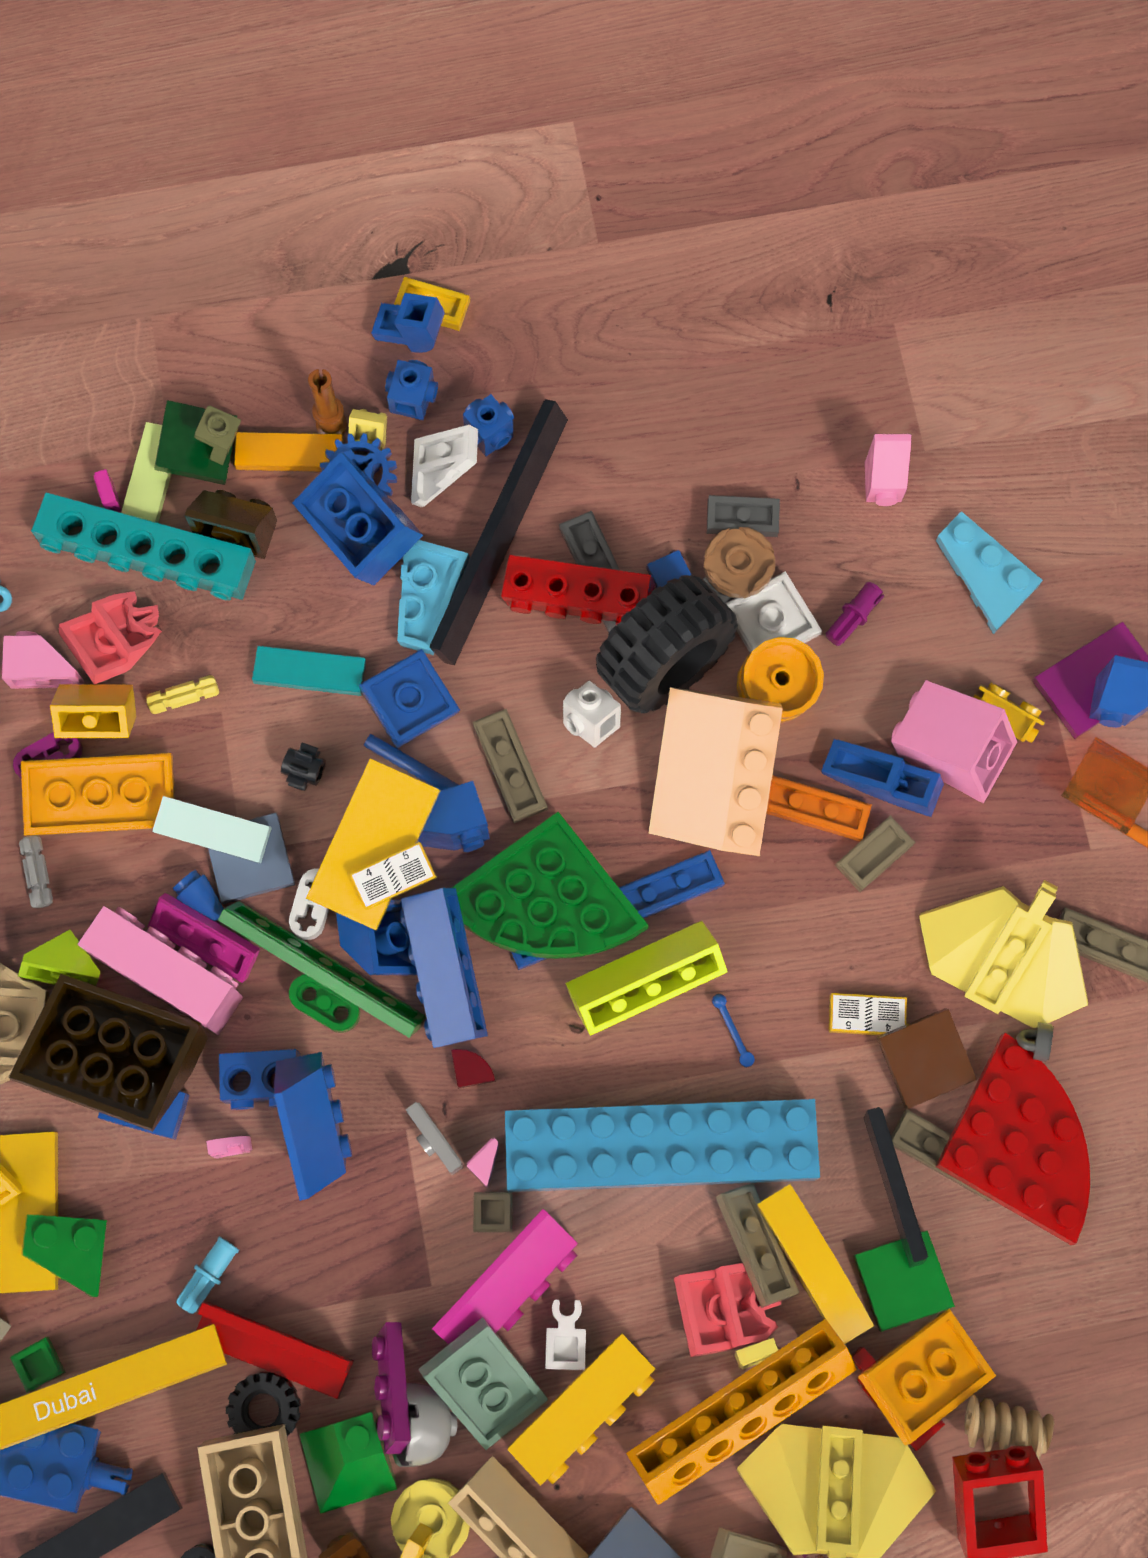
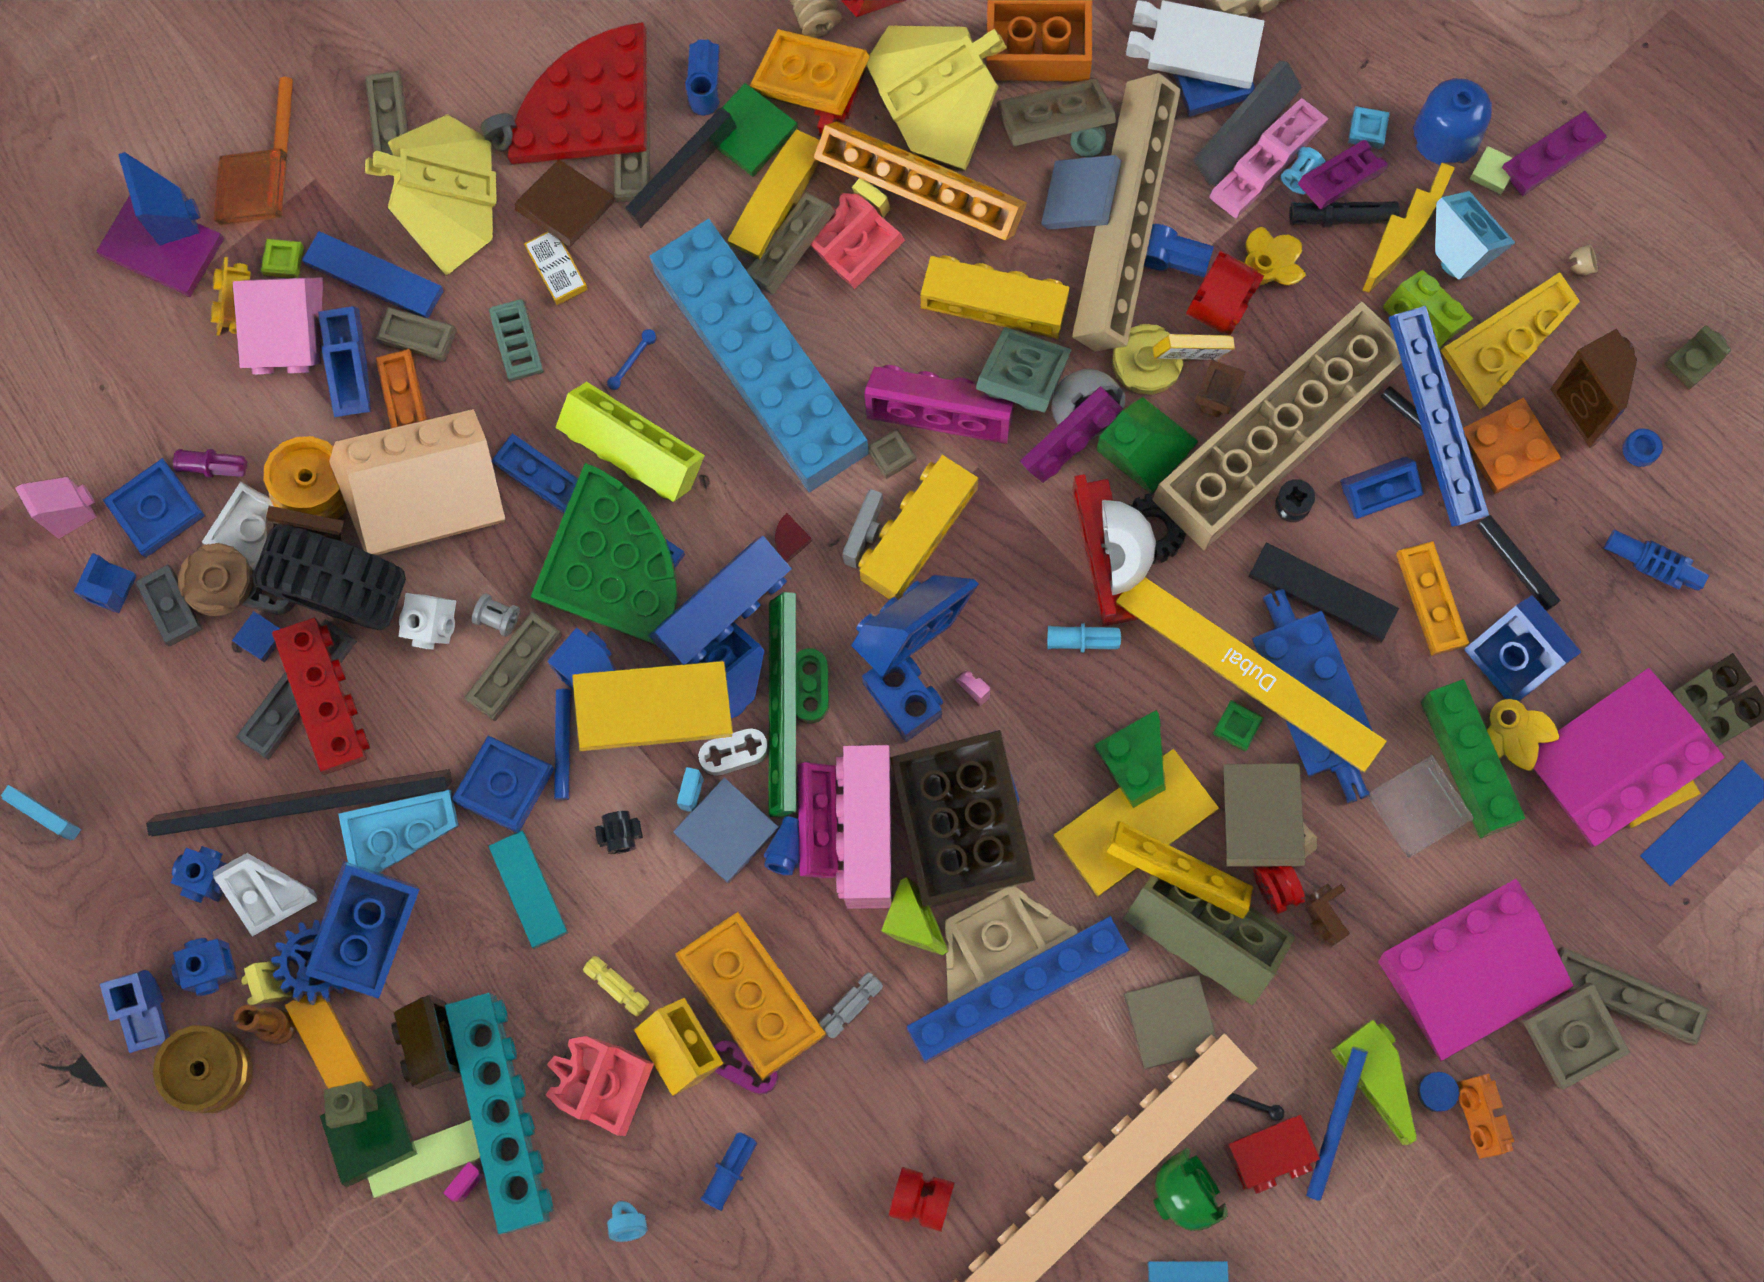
camera: 115 degrees left, 0 degrees up
(34, 663) = (664, 1134): bright pink slope -> none
(212, 829) = (721, 872): light aqua tile -> none
(243, 1364) = (1129, 544): none -> white cylinder
(300, 846) = (690, 789): none -> medium azure tile
(330, 339) = (181, 1075): none -> pearl gold wheel
(393, 875) = (669, 668): white tile -> none
(402, 1190) = (918, 528): none -> yellow brick
(454, 303) = (100, 1031): yellow tile -> none
(483, 1161) = (856, 479): bright pink slope -> none
(565, 1344) = (954, 337): white plate -> none
(574, 773) = (495, 615): none -> light grey bush
(623, 331) = (40, 813): none -> medium azure tile
(732, 651) = (313, 523): none -> reddish brown tile
(794, 475) = (105, 583): none -> blue panel
(830, 927) = (509, 318): none -> sand green slope
(841, 548) = (153, 508): none -> blue plate
(957, 847) = (373, 275): none -> blue tile
(986, 1270) = (703, 76): none -> blue piece
(991, 573) = (105, 381): medium azure wing -> none
(1022, 777) = (282, 258): none -> lime tile

